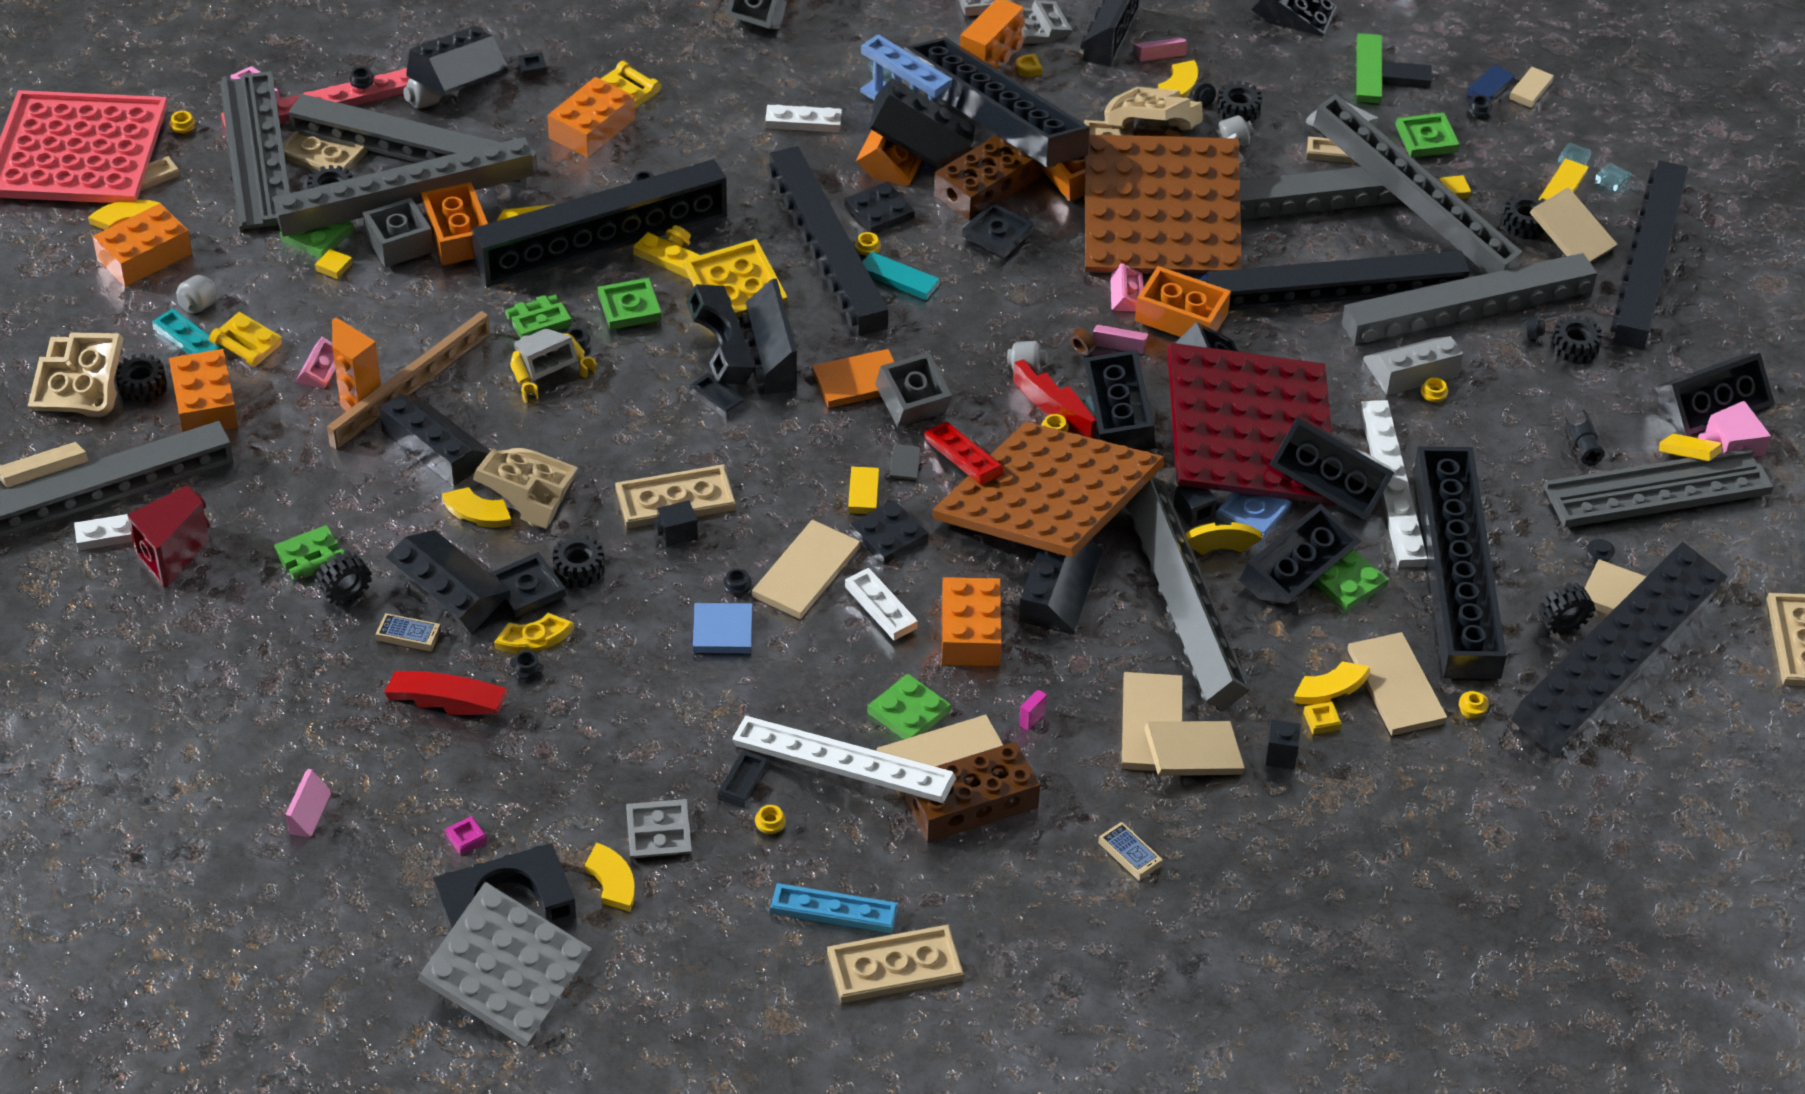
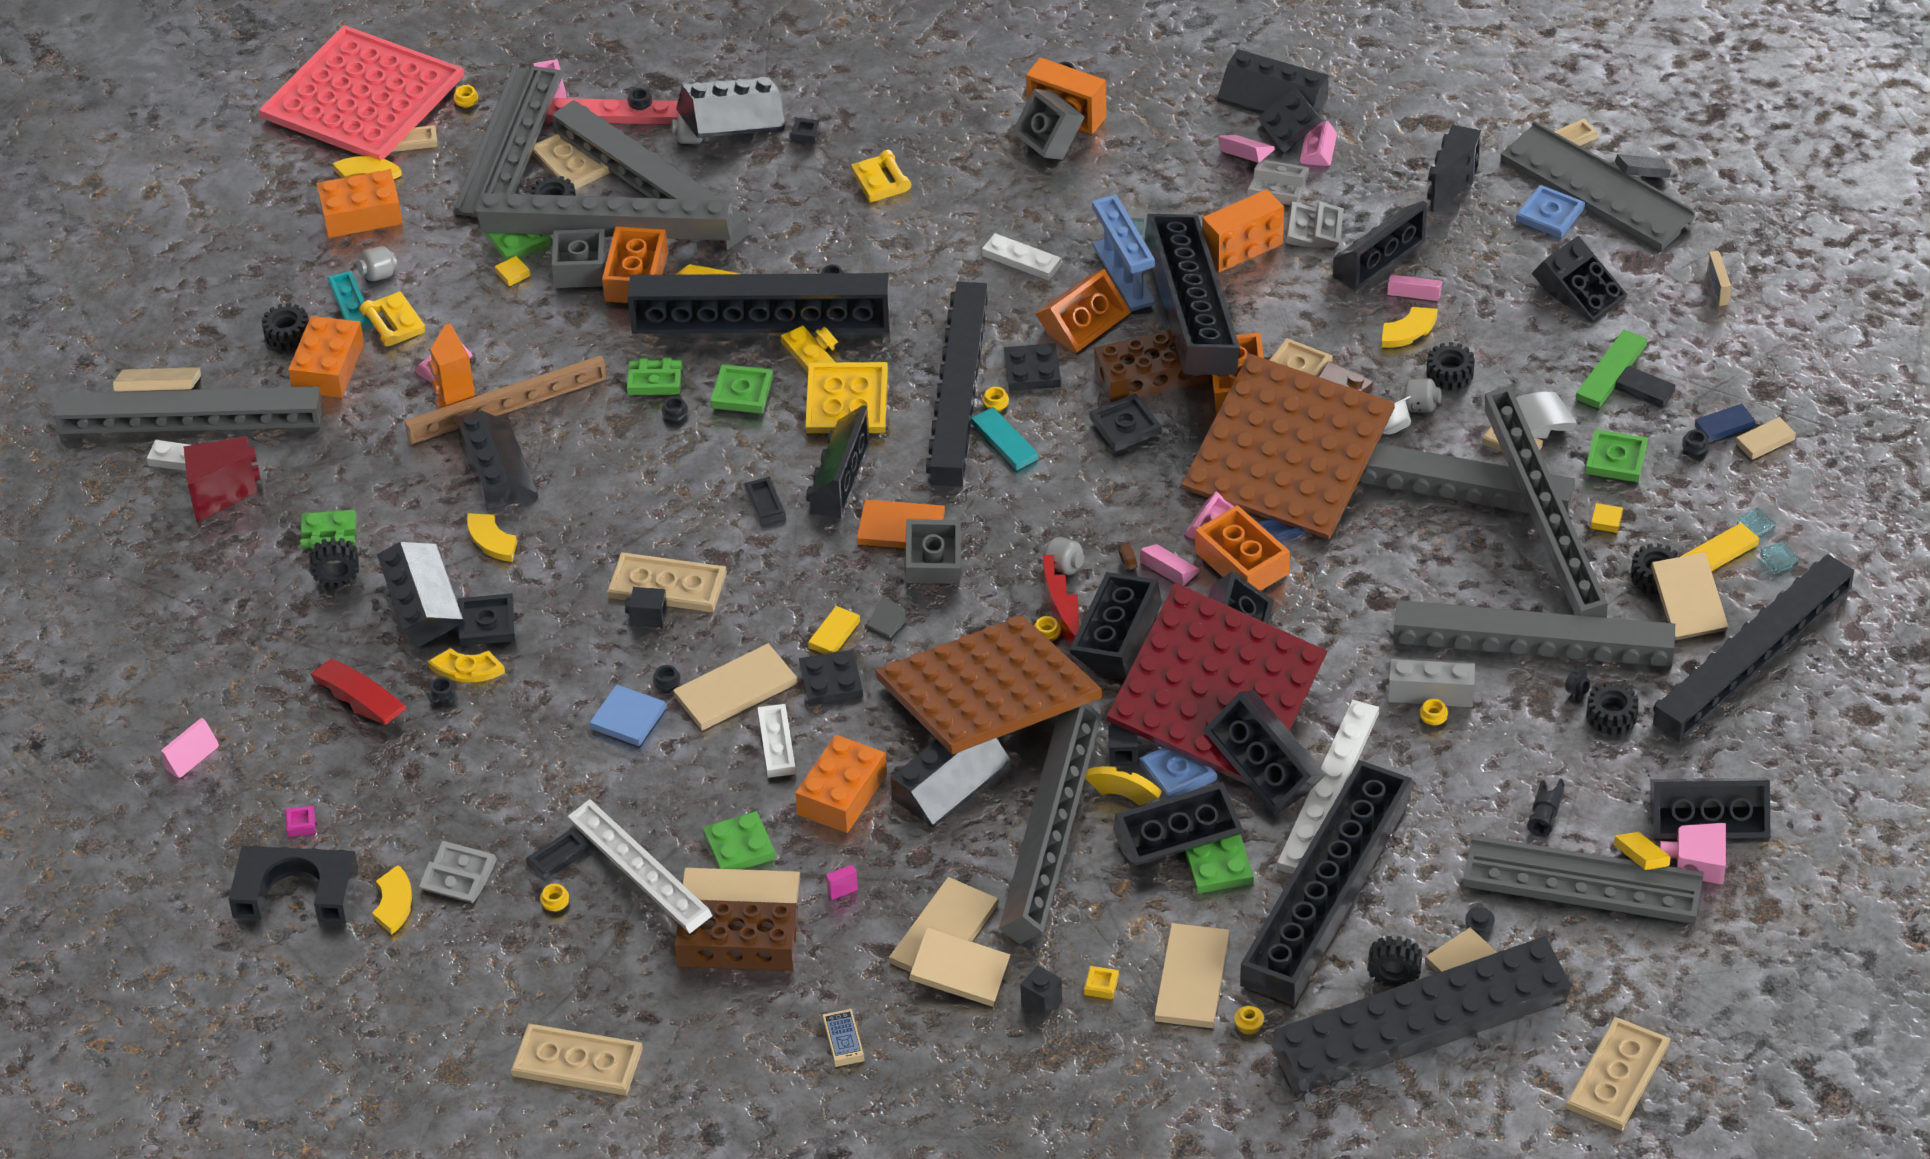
camera: 30 degrees right, 0 degrees up
(77, 374) = (231, 307): tan slope -> none
(408, 632) = (364, 628): tile -> none
(504, 964) = (255, 939): light grey plate -> none
(527, 481) = (540, 525): tan slope -> none
(544, 354) = (631, 413): light grey torso -> none
(583, 571) = (543, 623): black tyre -> none
(591, 117) = (823, 197): orange brick -> none
(713, 309) = (799, 418): black arch -> none
(834, 908) = (558, 993): dark azure tile -> none
(920, 125) = (1107, 297): black slope -> none
(964, 453) = (940, 626): red tile -> none
(1028, 66) = (1272, 266): yellow tile -> none
(1153, 104) = (1354, 343): tan slope -> none
(1204, 93) = (1420, 346): black plate -> none
(1322, 688) = (1119, 954): yellow tile -> none
(1337, 279) = (1413, 573): black brick -> none

